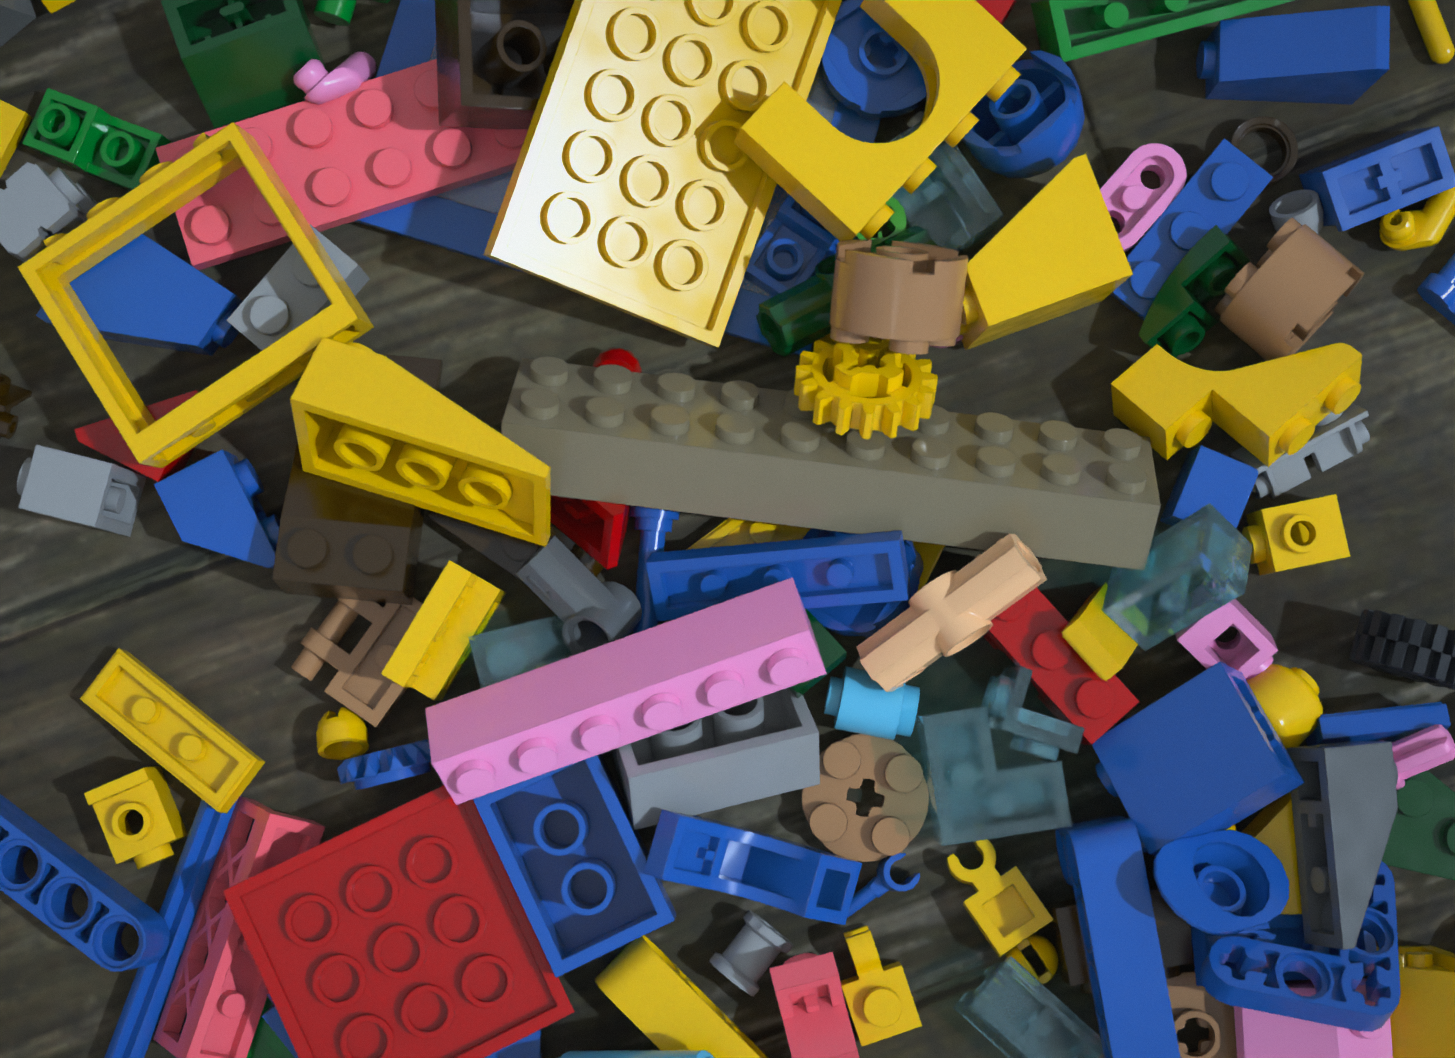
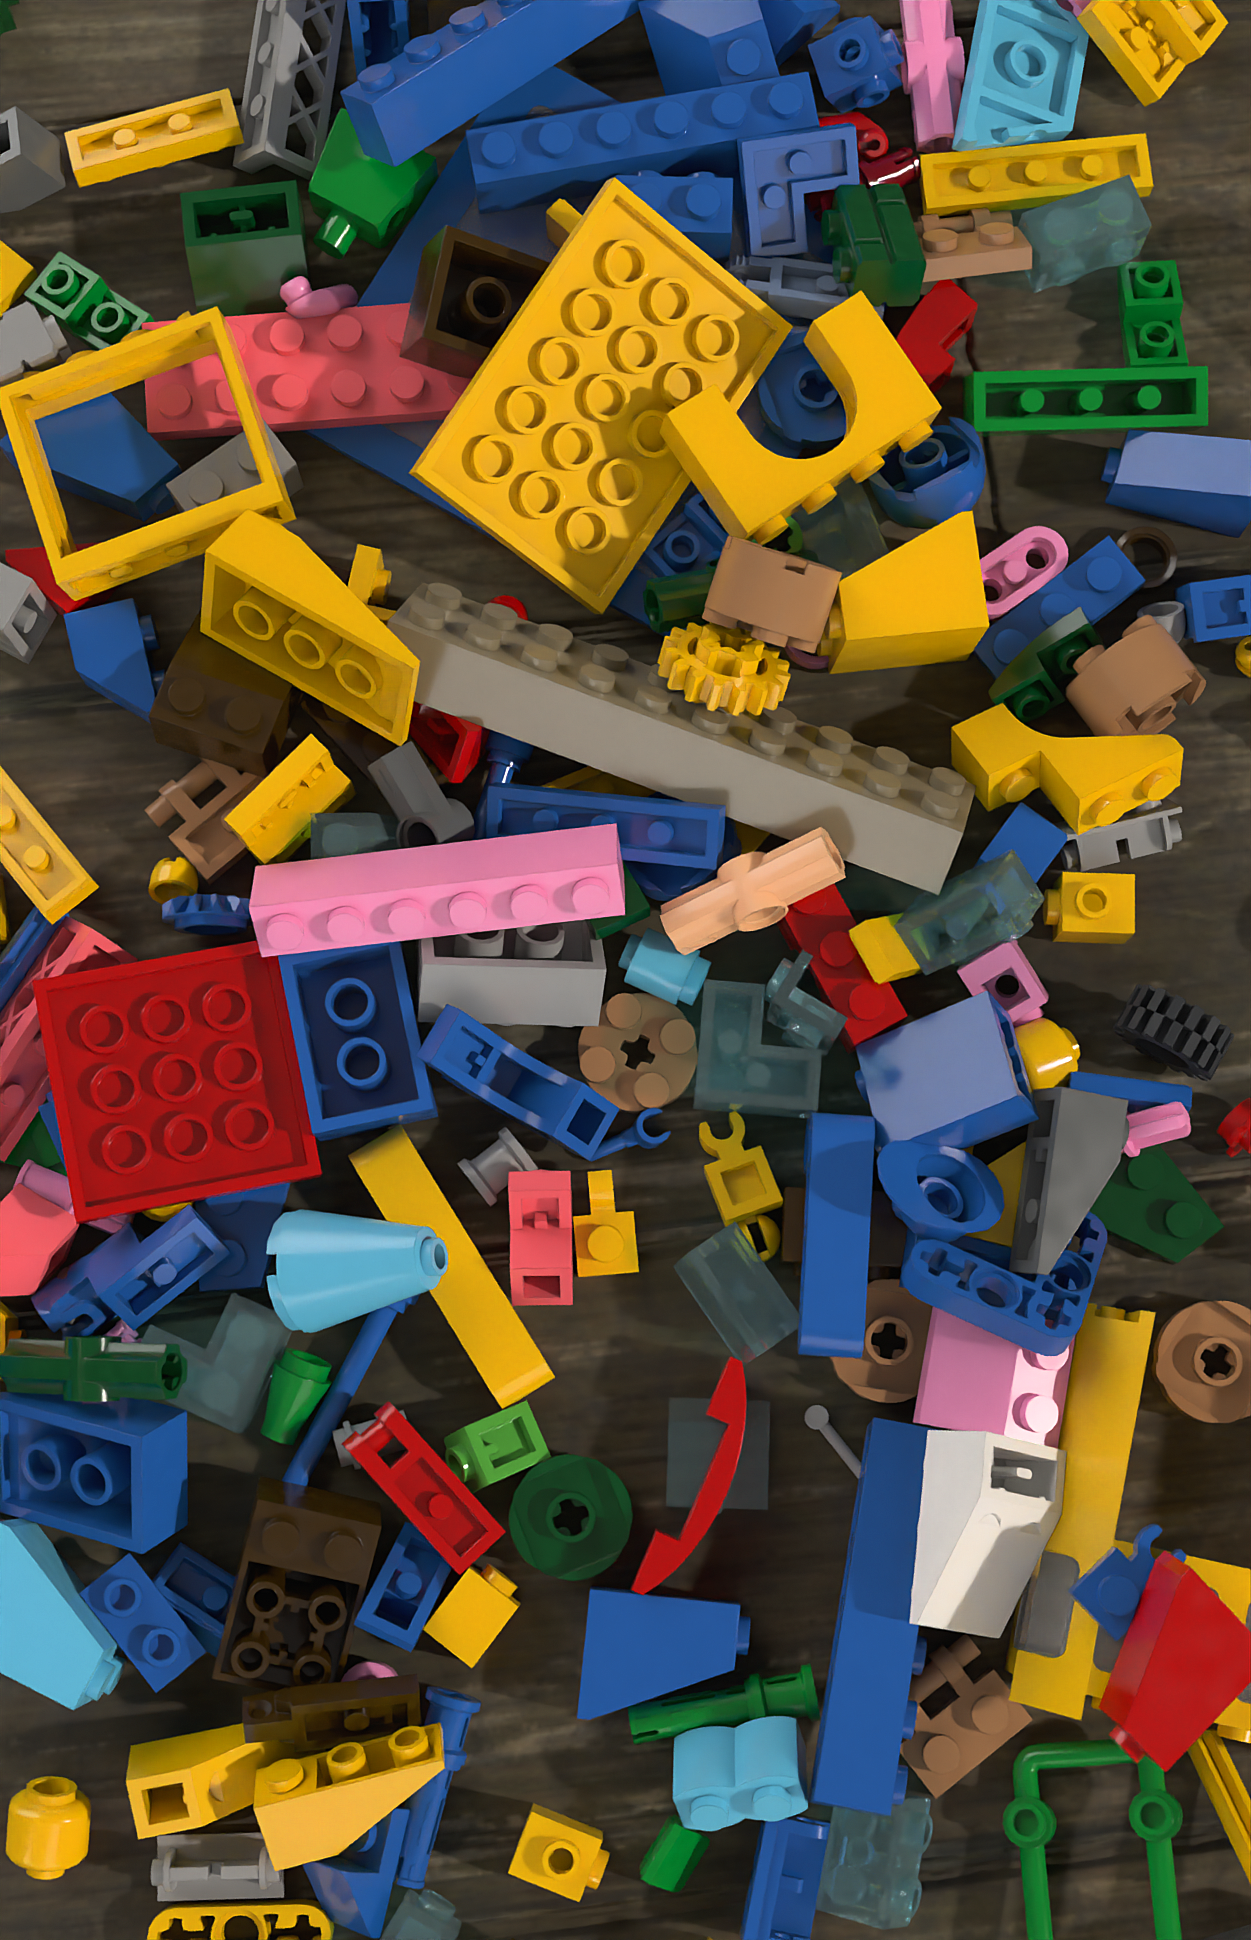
camera: 15 degrees right, 5 degrees down
(467, 373) = (371, 581): none -> yellow bracket

